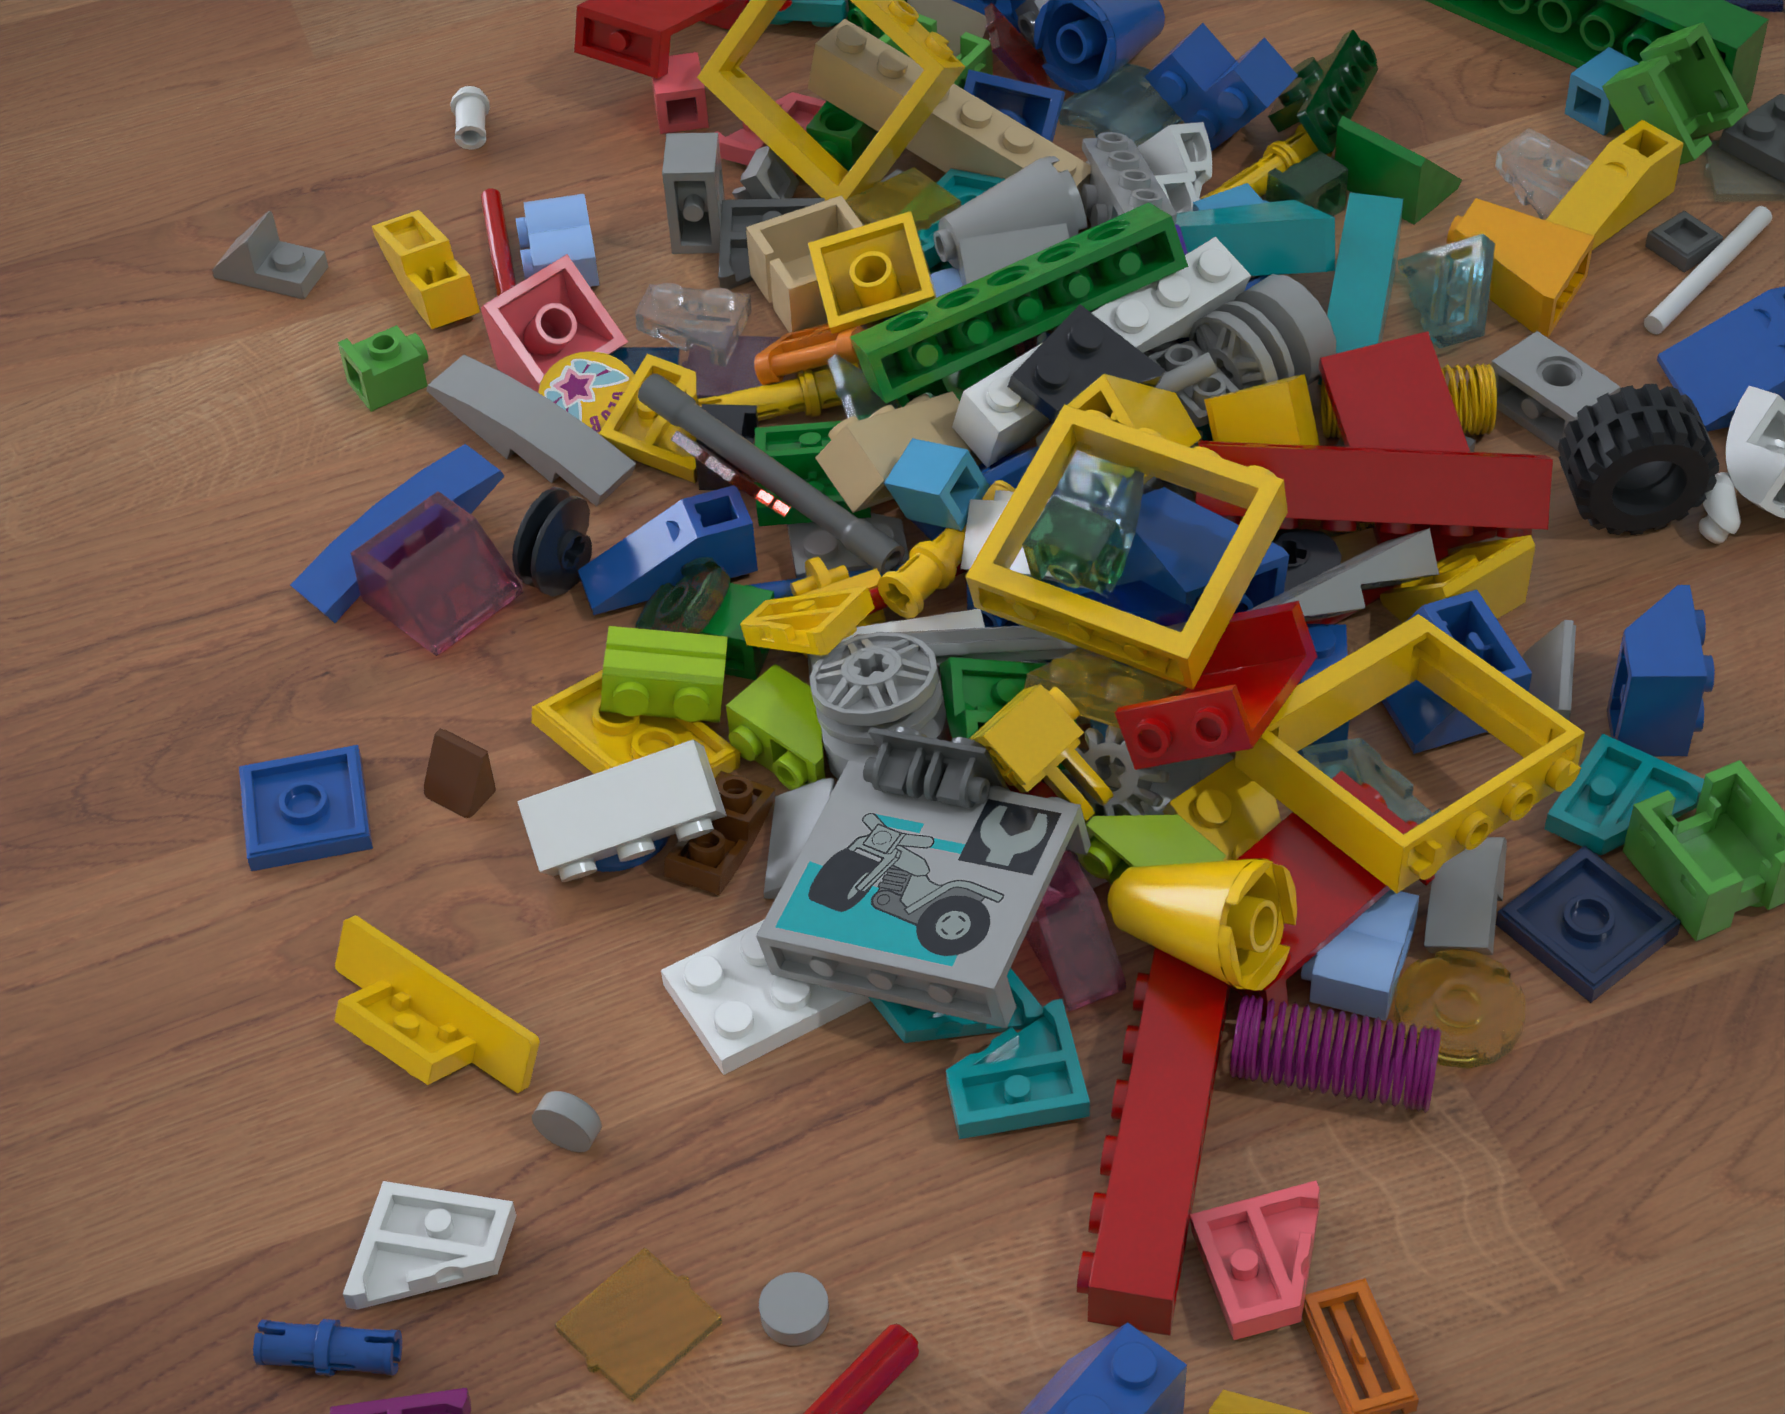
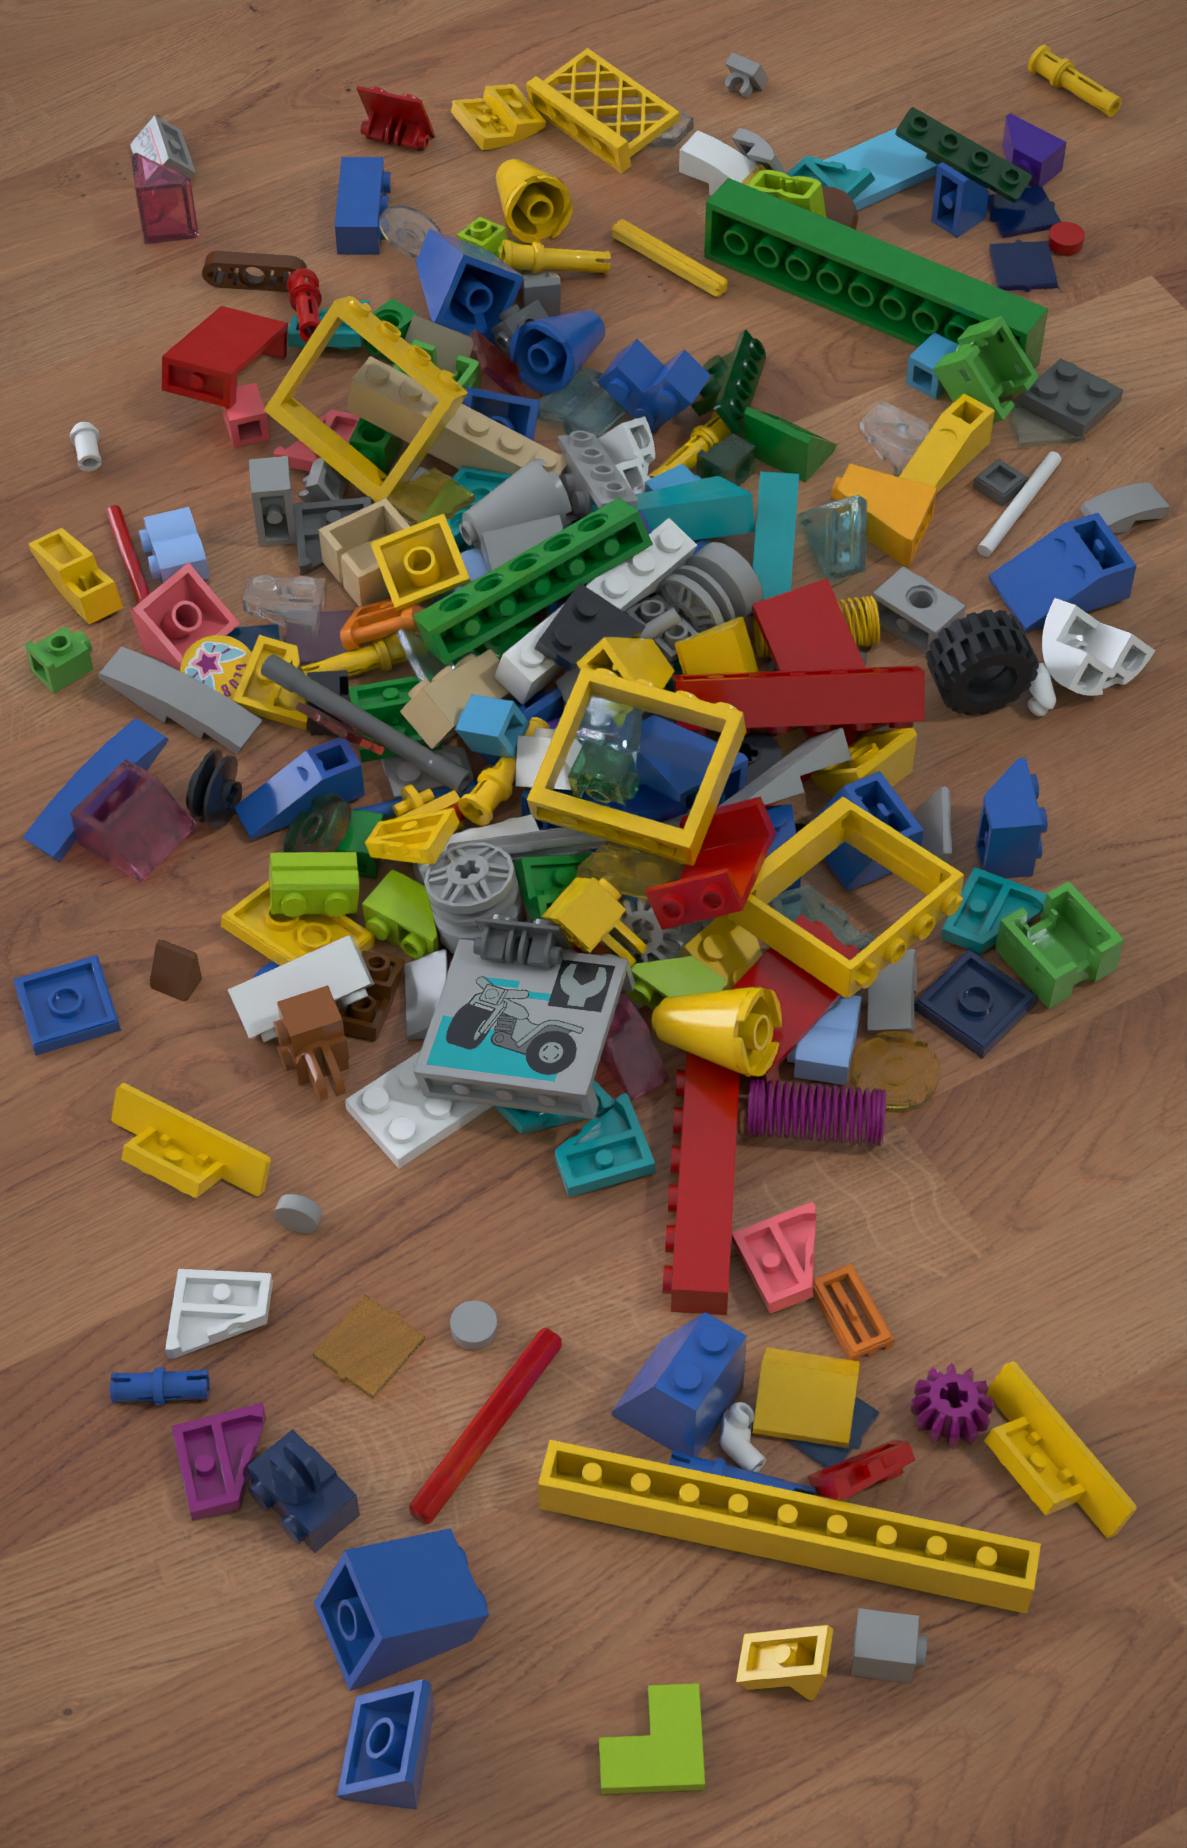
camera: 10 degrees left, 5 degrees up
(627, 880) = (313, 1040): none -> dark orange brick

